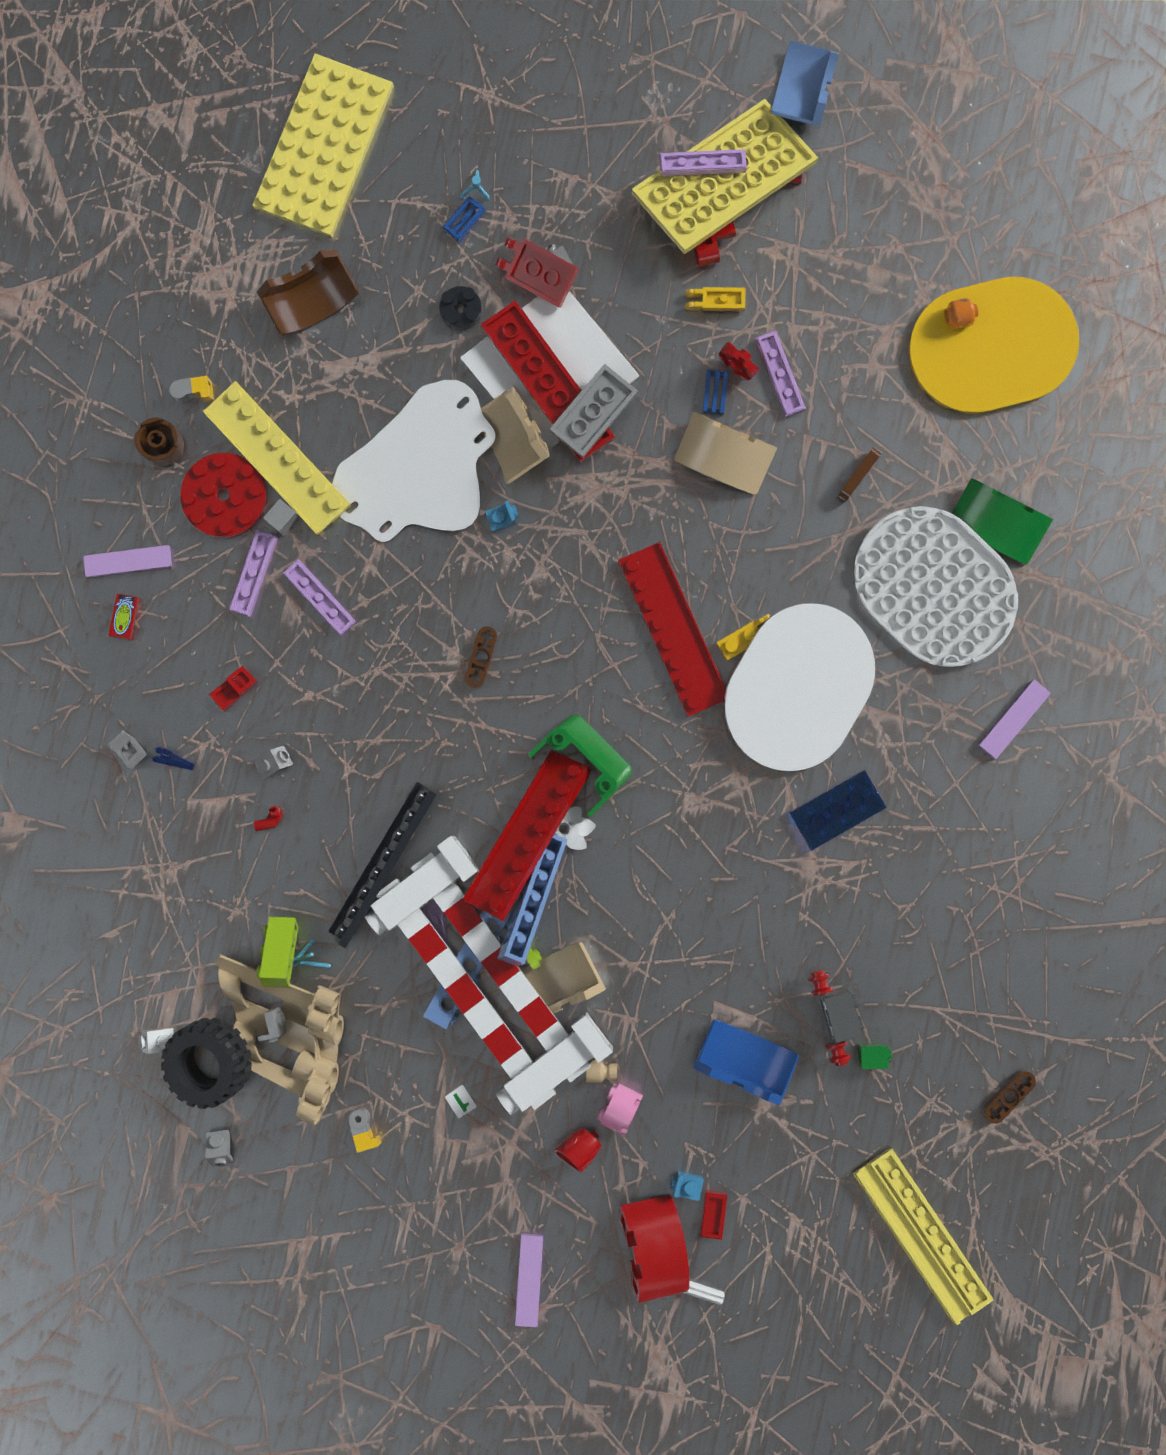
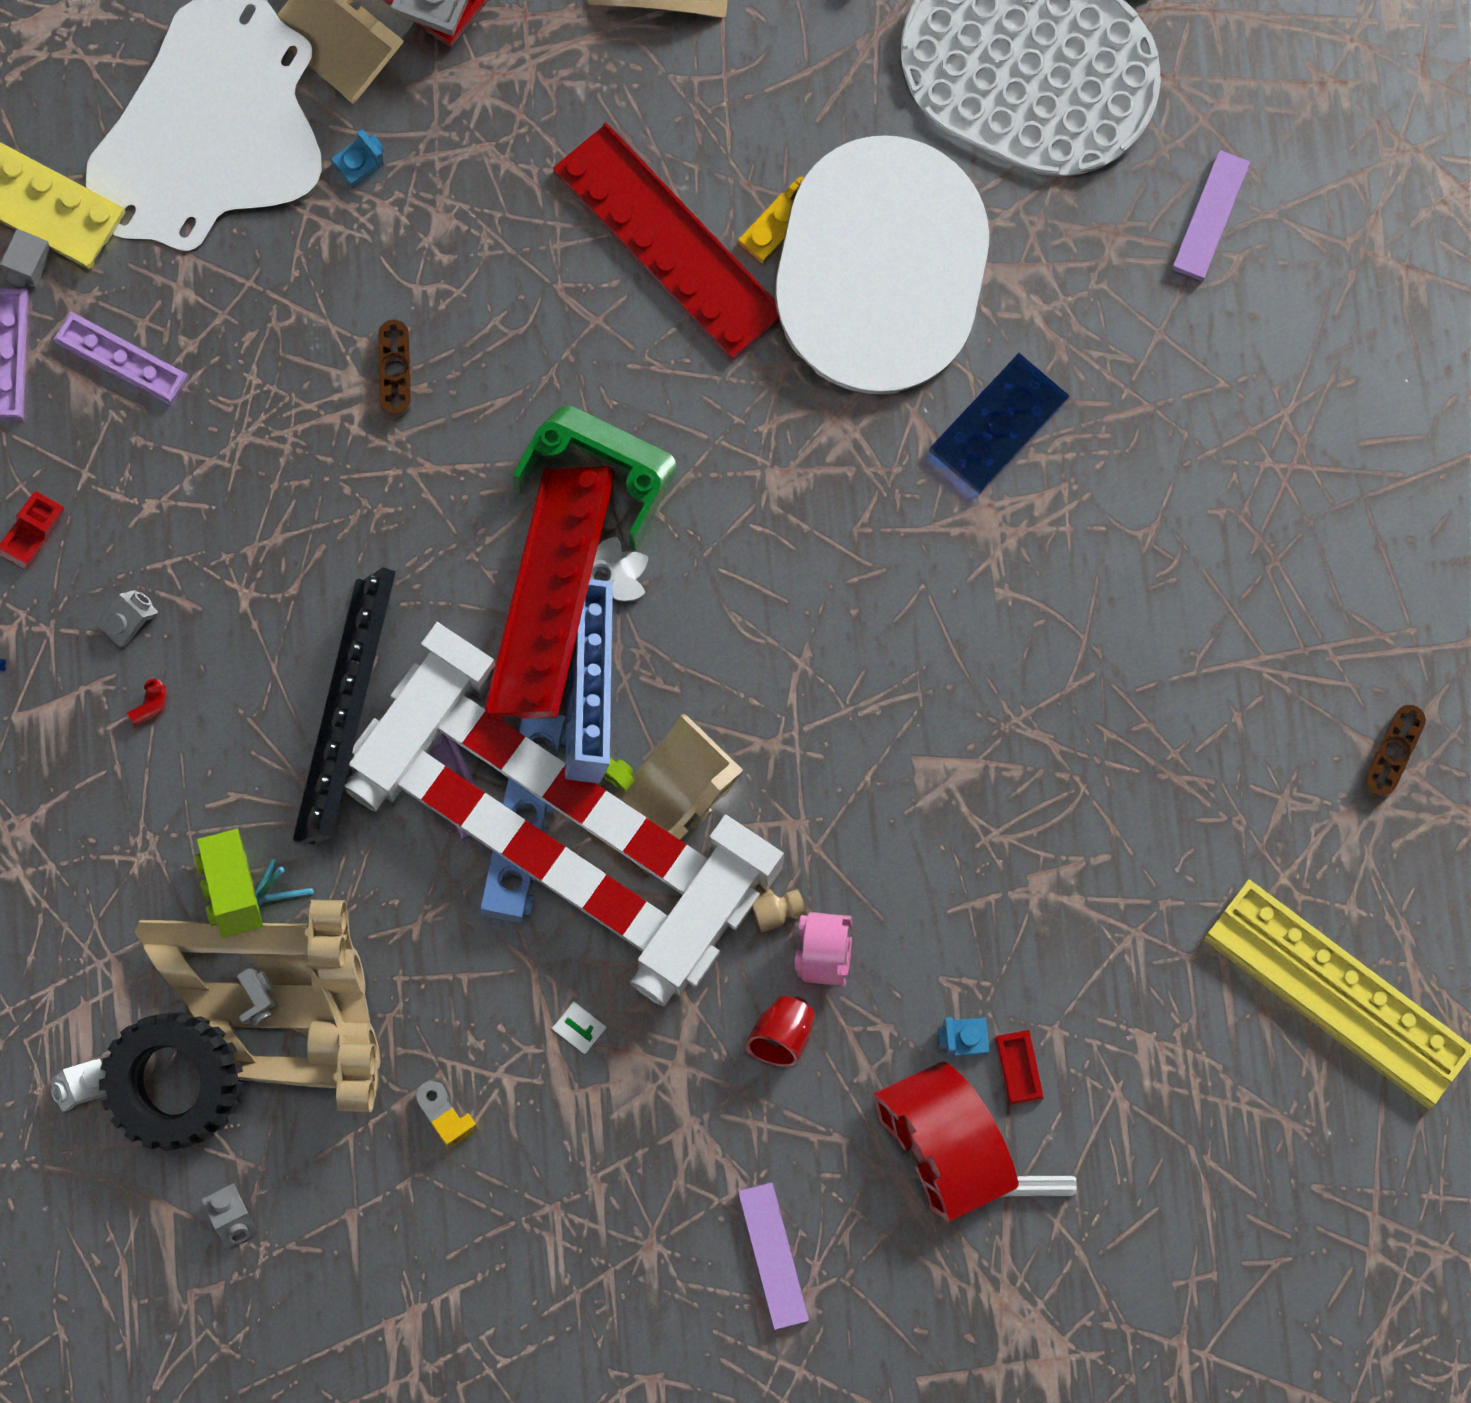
camera: 30 degrees left, 10 degrees down
(746, 1061) = (989, 823): blue panel -> none
(839, 1015) = (1101, 708): dark grey brick -> none
(874, 1056) = (1175, 754): green brick -> none

